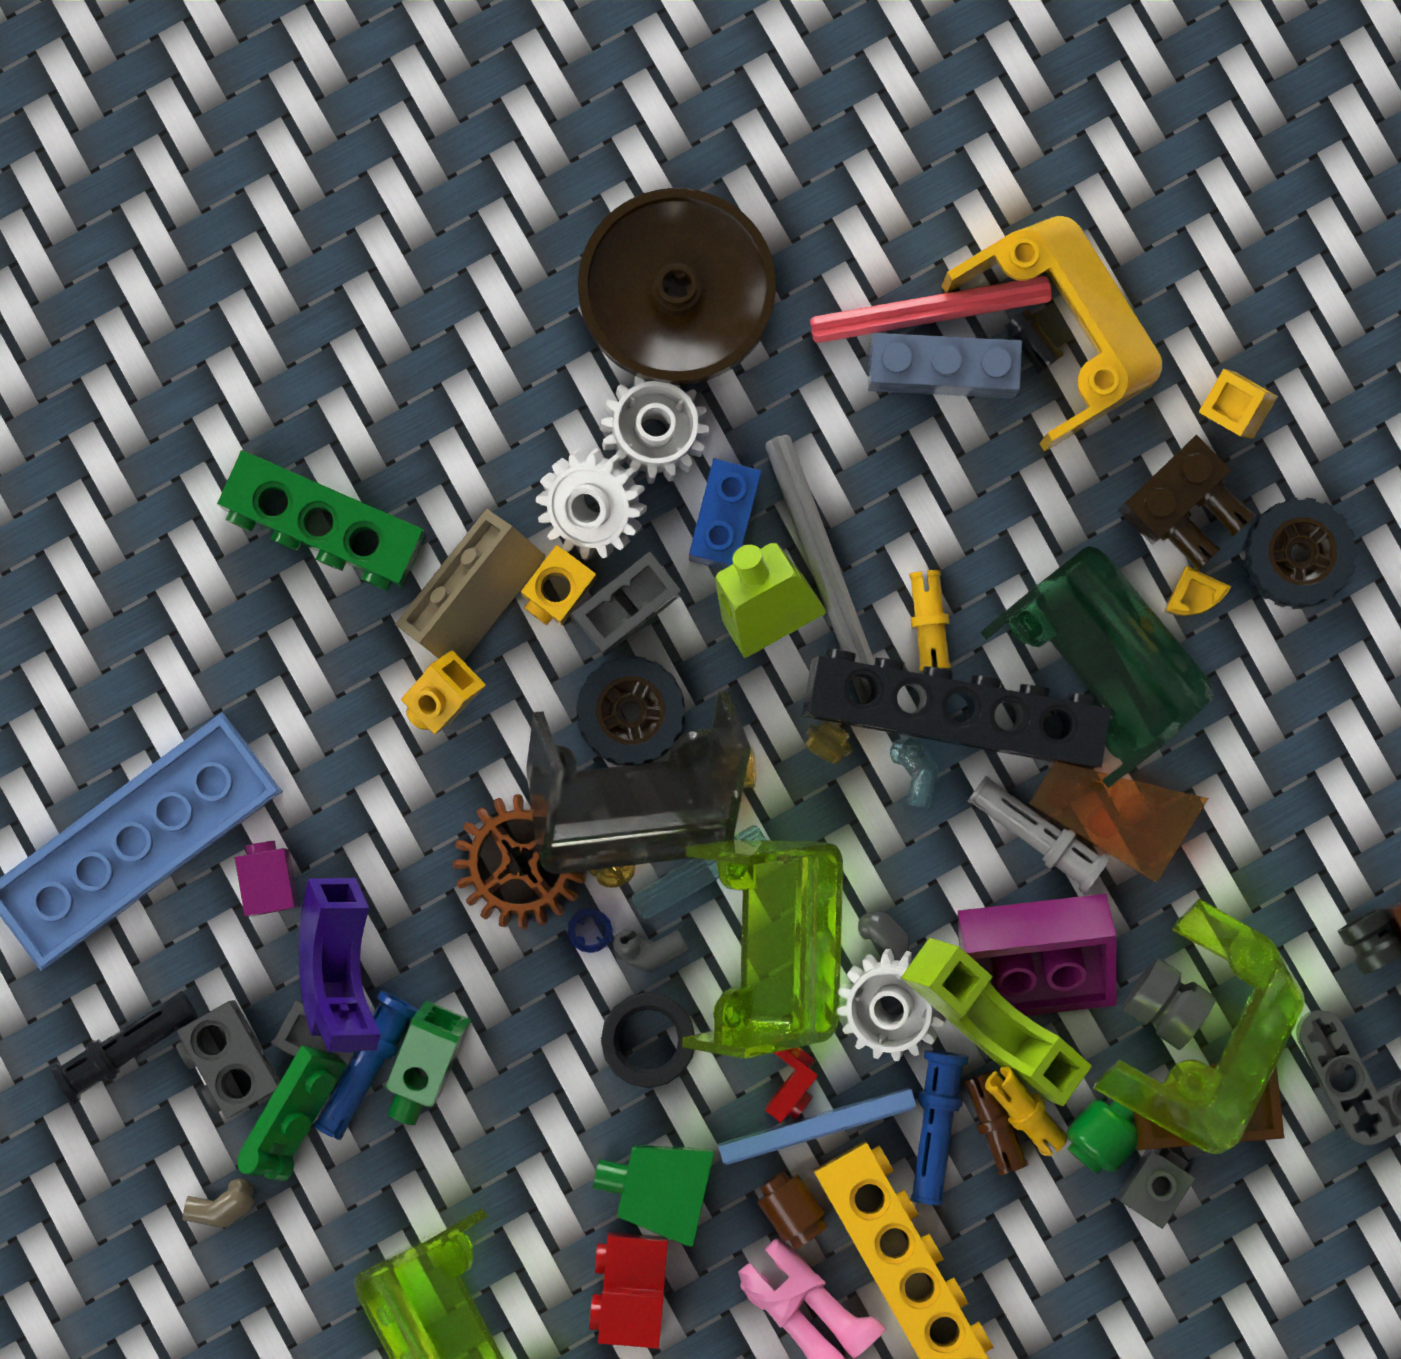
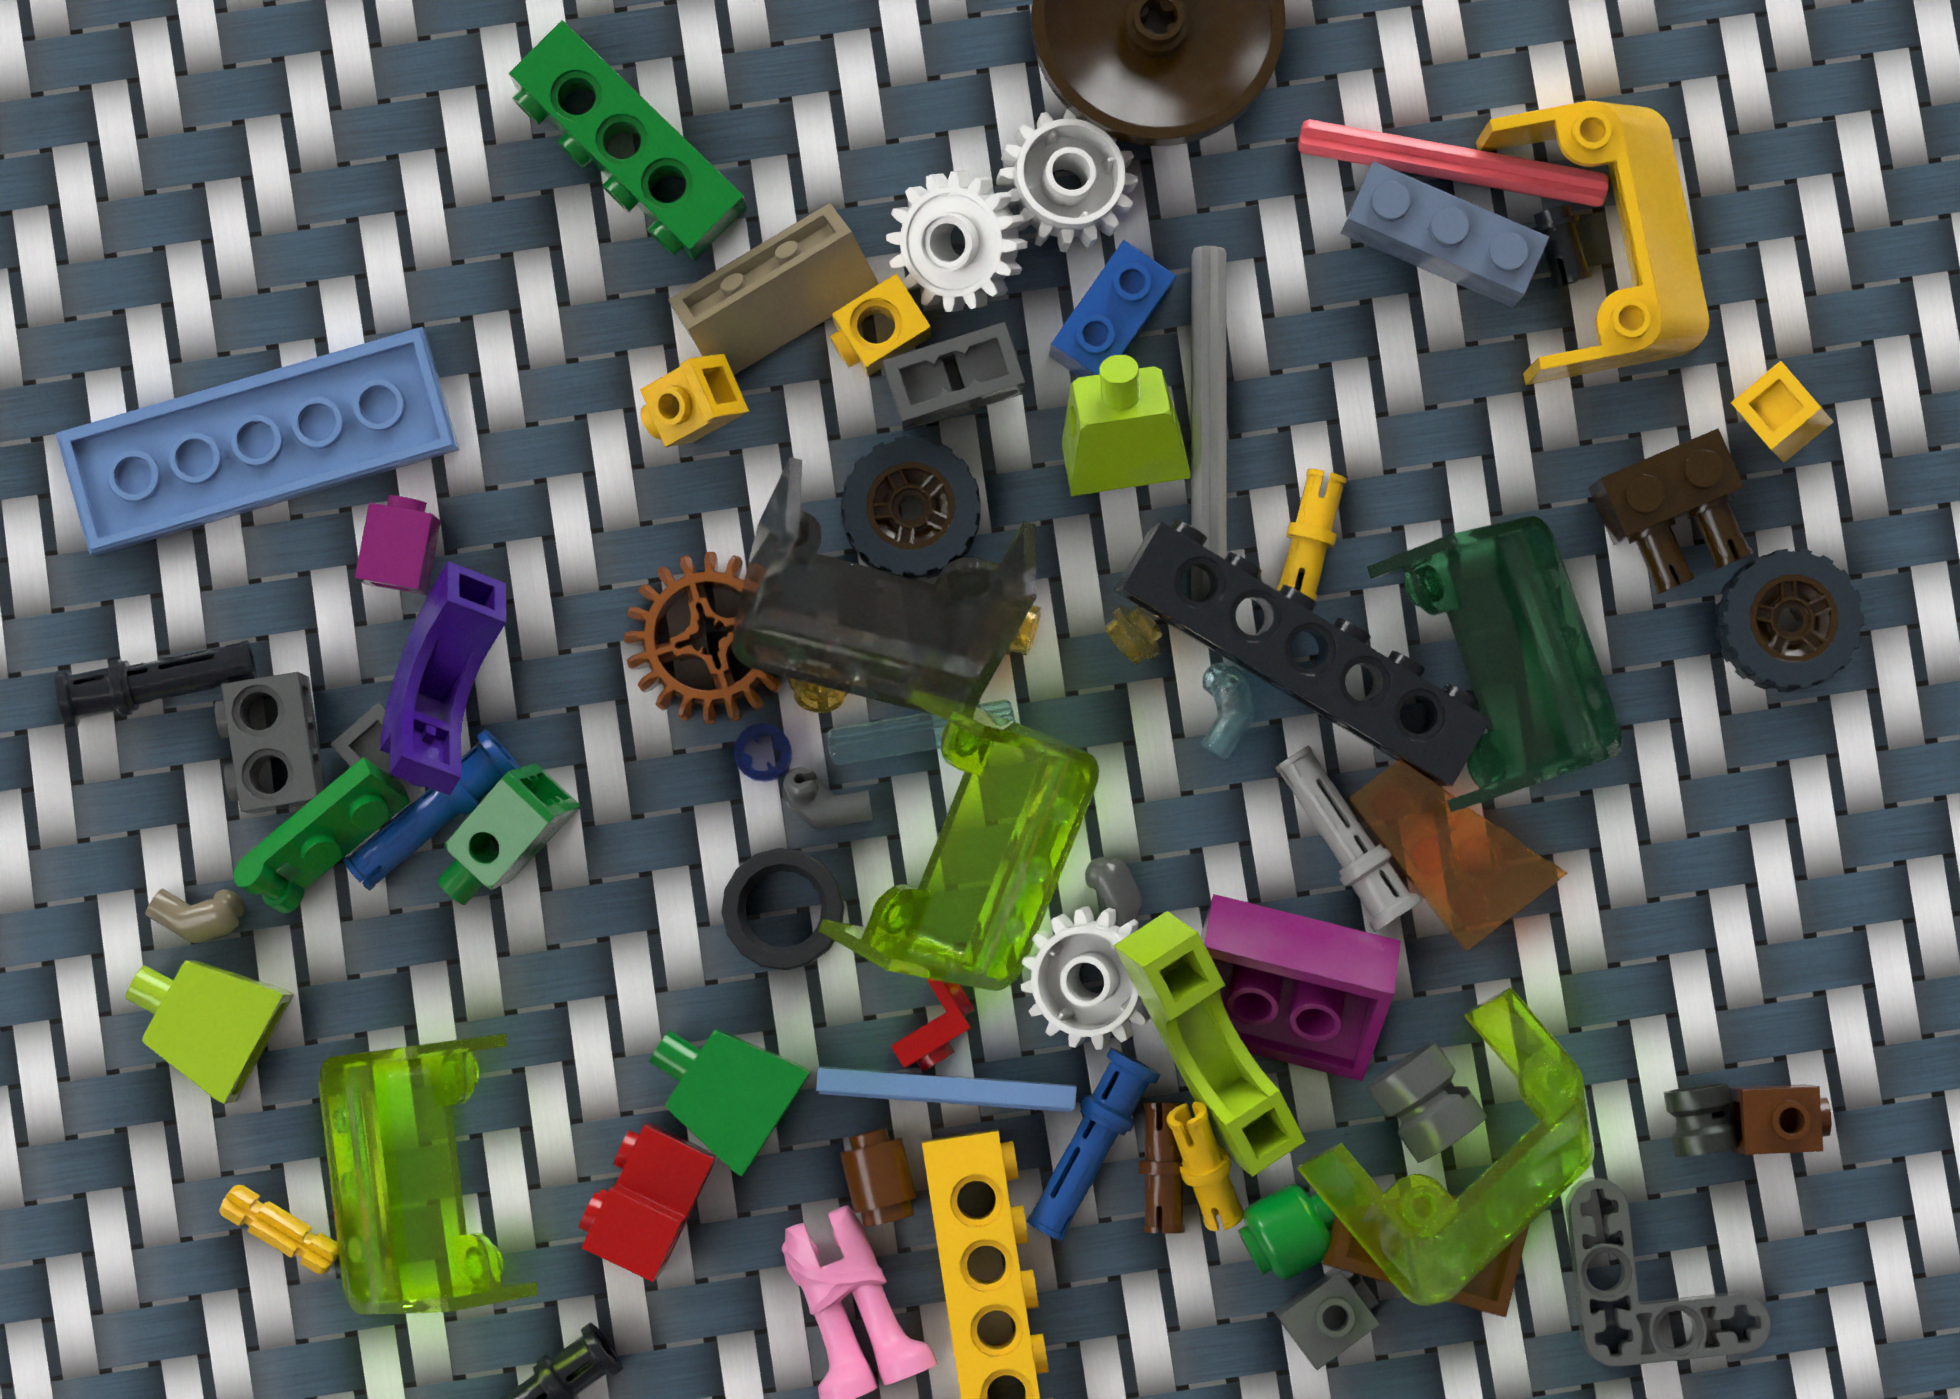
camera: 20 degrees right, 0 degrees up
(260, 1281) = (209, 1023): none -> lime torso
(1195, 593) = (1644, 622): yellow tile -> none

